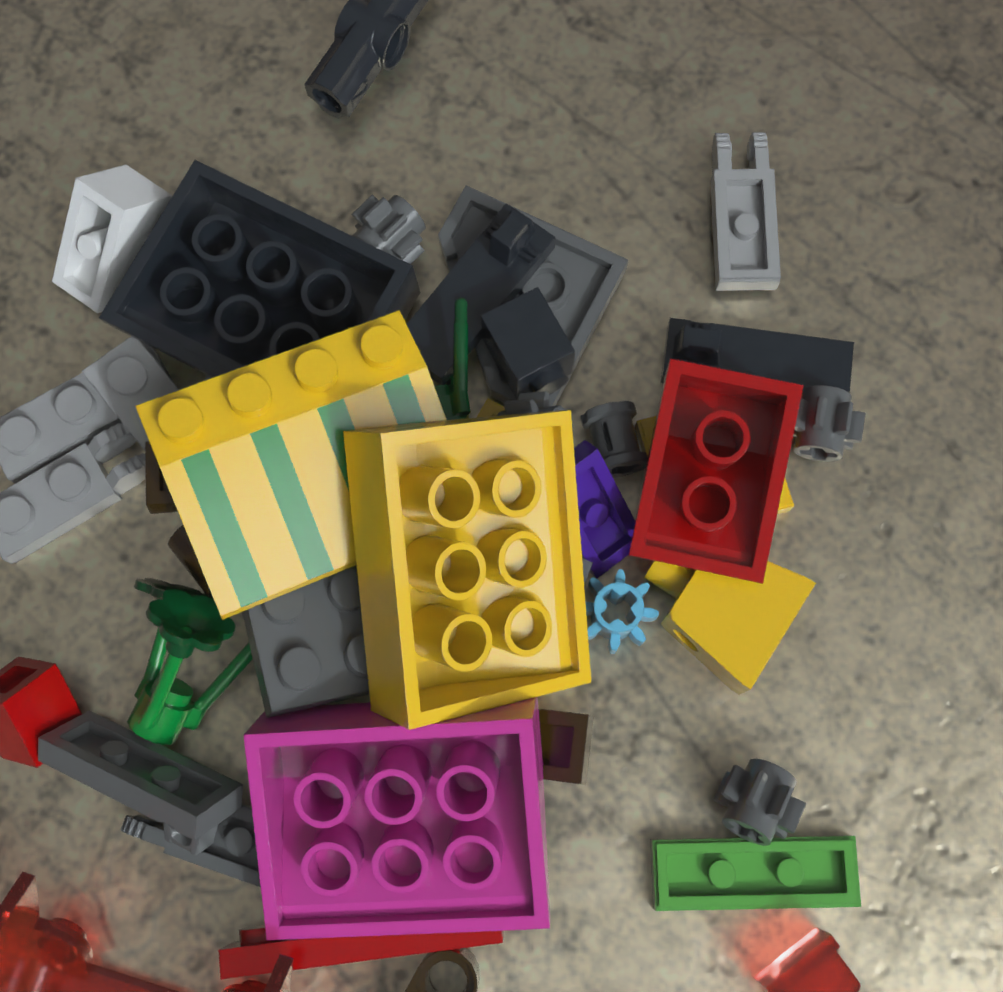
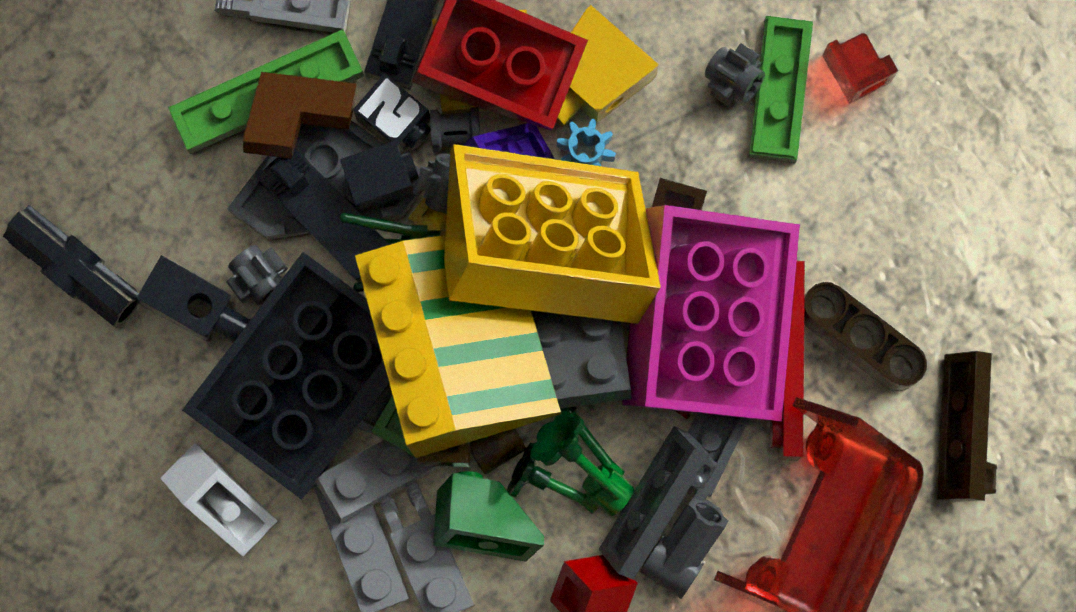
camera: 85 degrees left, 5 degrees up
(88, 828) = (680, 555): none -> dark grey piece
(107, 549) = (483, 519): none -> green slope
(341, 149) = (173, 289): none -> black torso
(605, 219) = (289, 101): none -> reddish brown tile
(618, 357) = (393, 115): none -> brick
(624, 210) = (227, 106): none -> bright green plate

